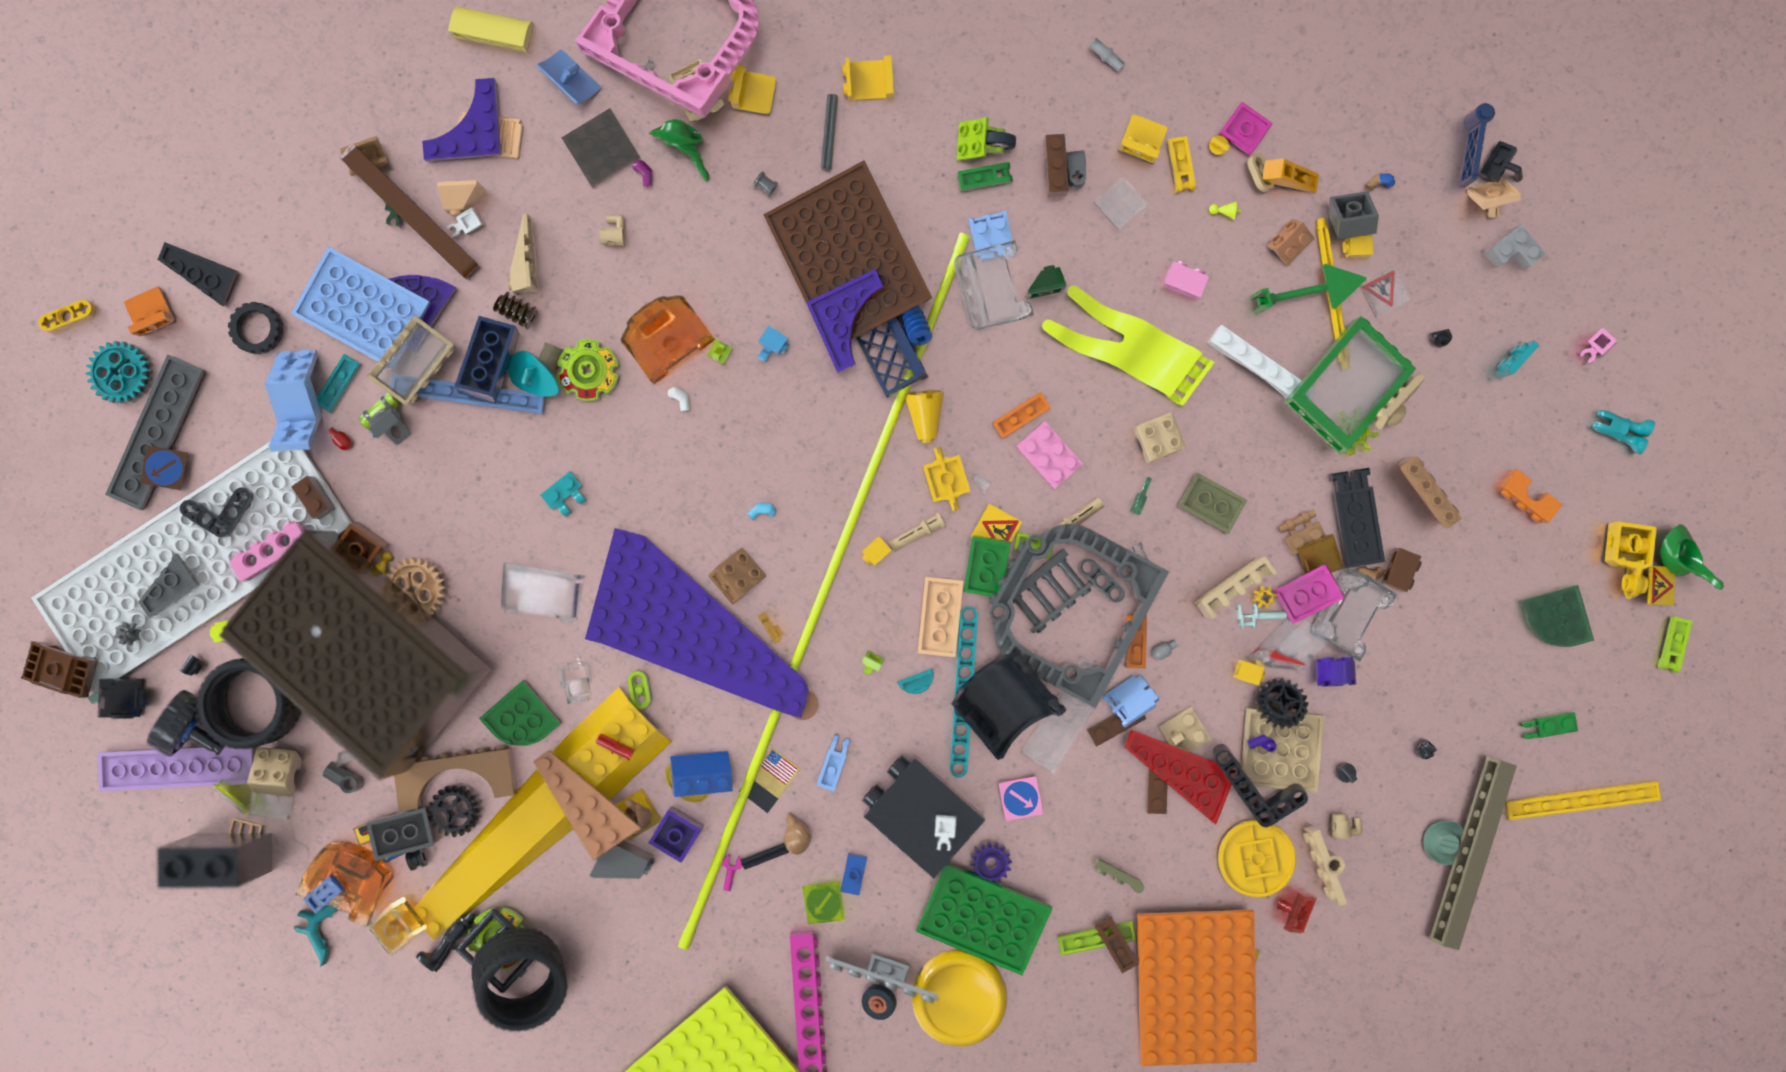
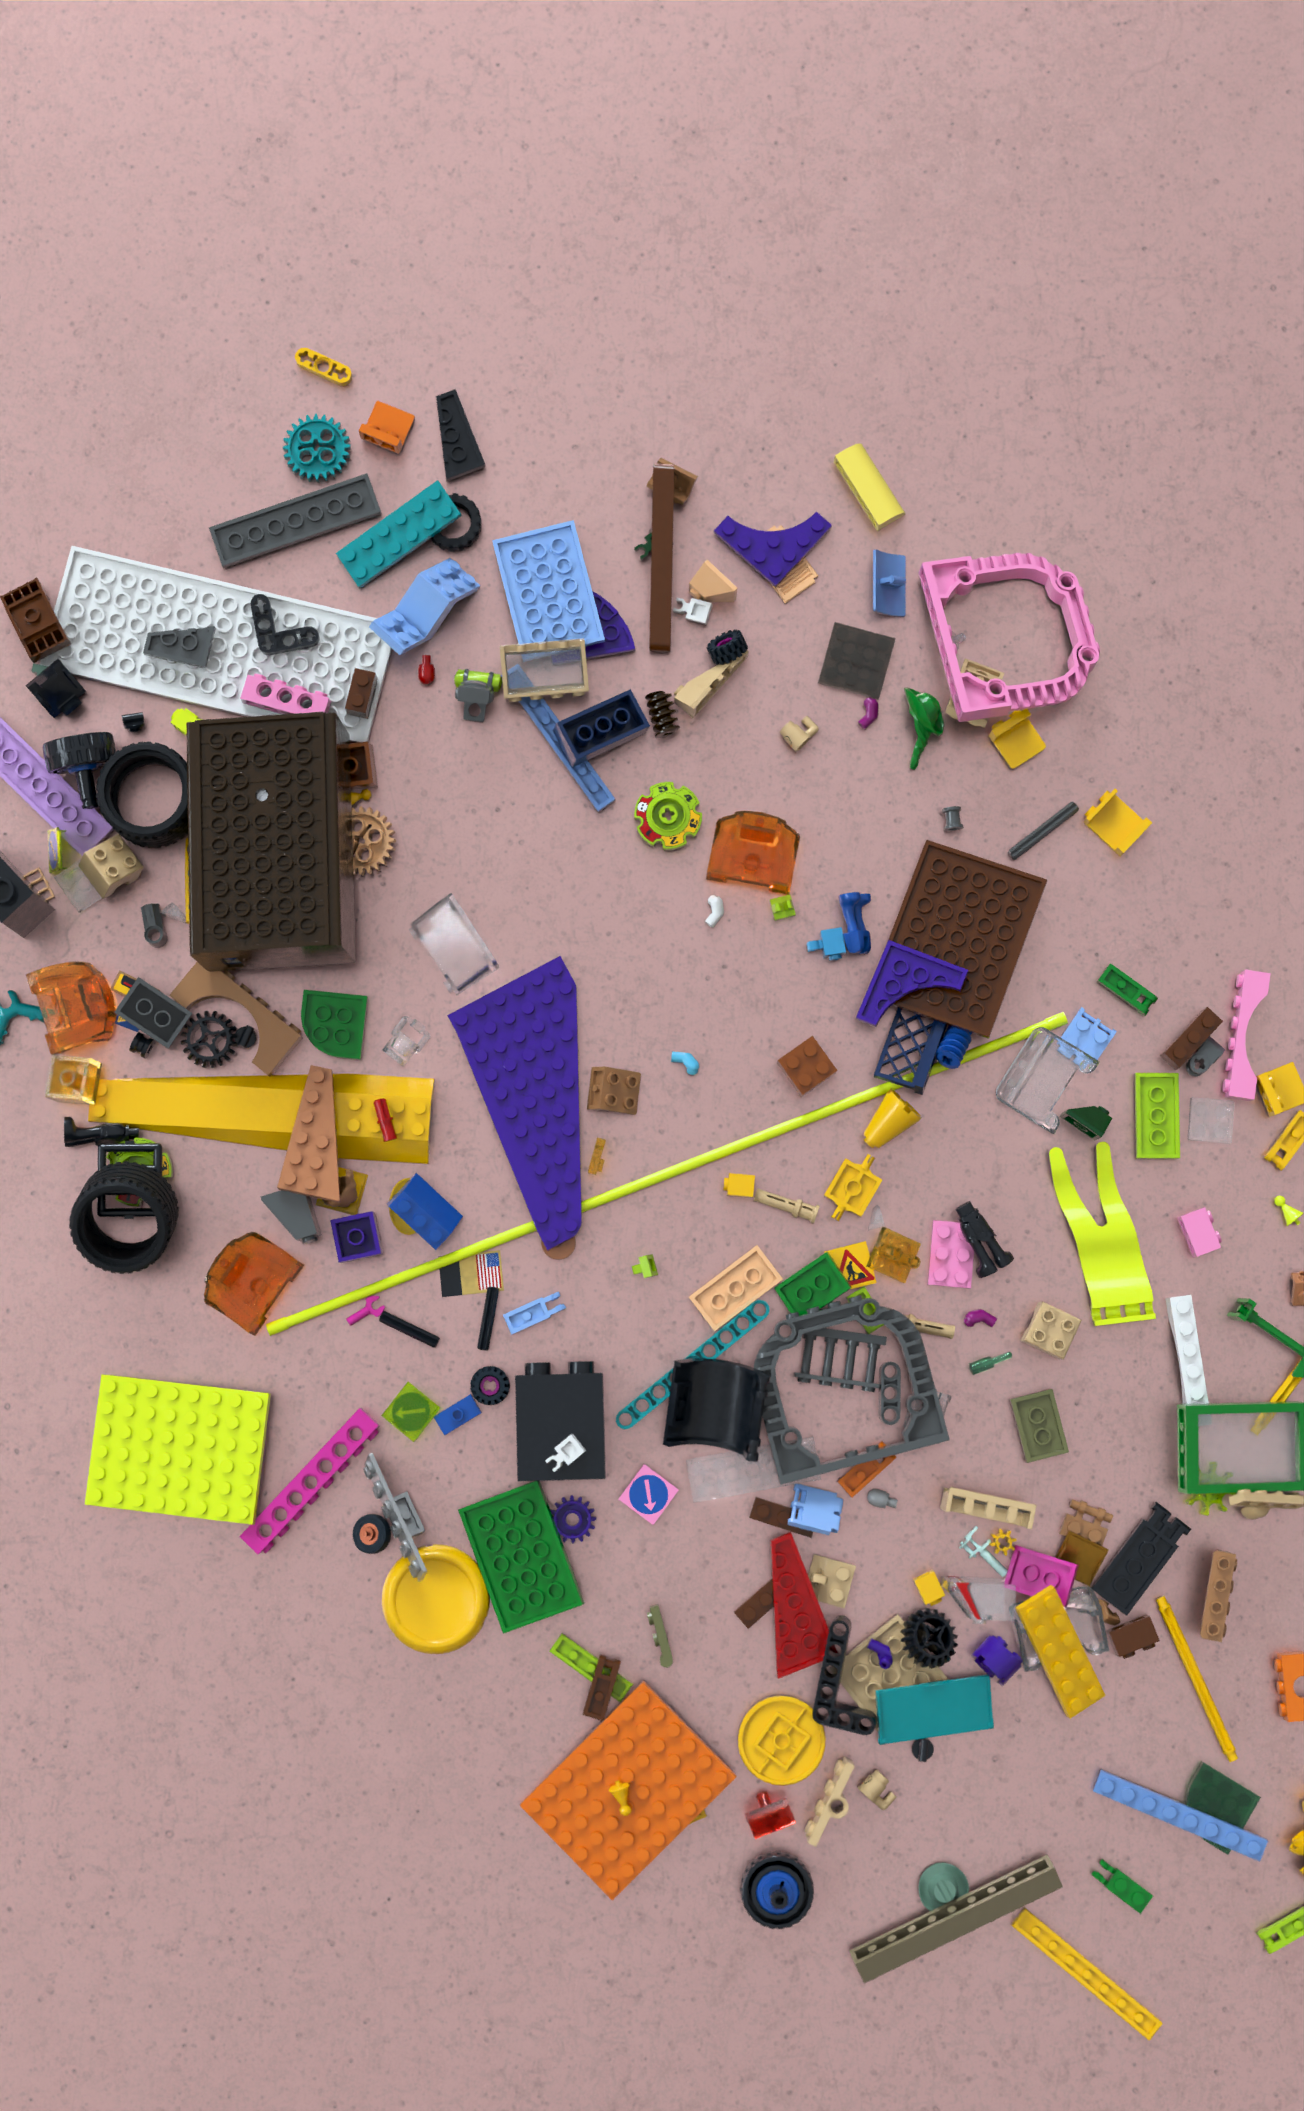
camera: 45 degrees right, 5 degrees down
(133, 633) = (114, 647): dark grey gear -> none
(163, 467) = (274, 554): piece -> none
(229, 371) = (399, 534): none -> teal plate
(323, 893) = (49, 996): plate -> none
(337, 383) = (469, 627): teal tile -> none
(475, 784) = (246, 1036): none -> black plate
(510, 224) = (727, 647): none -> black bush
(532, 375) = (622, 775): teal shield -> none
(550, 356) = (649, 776): dark tan piece -> none
(561, 491) = (549, 885): teal plate -> none
(637, 930) = (249, 1279): none -> clear orange piece
(639, 689) = (446, 1097): lime plate -> none
(784, 321) = (857, 937): none -> blue piece
(797, 836) = (446, 1338): medium nougat hat -> none
(809, 796) = (488, 1318): none -> black axle
(839, 434) = (806, 1066): none -> dark orange brick
(847, 829) = (491, 1374): none -> black bush
(917, 683) = (663, 1320): teal tile -> none
(977, 138) = (1152, 955): lime plate -> none
(1015, 493) = (894, 1255): none -> clear yellow plate
(1021, 415) = (953, 1197): orange plate -> none
(1049, 426) = (976, 1230): none -> black piece
(1084, 235) = (1157, 1116): none -> lime plate
(1105, 475) = (979, 1316): none -> magenta arm
(1112, 158) = (1241, 1079): none -> bright pink arch
(1193, 995) = (620, 1792): none -> yellow piece
(1329, 742) = (934, 1709): none -> teal door
(1348, 950) = (777, 1890): none -> black wheel
(1369, 627) = (1060, 1651): none -> yellow plate
(1426, 749) = (1004, 1798): black plate -> none
(1460, 552) = (1197, 1679): none -> yellow piece
(1542, 647) = (1180, 1815): none -> medium blue plate

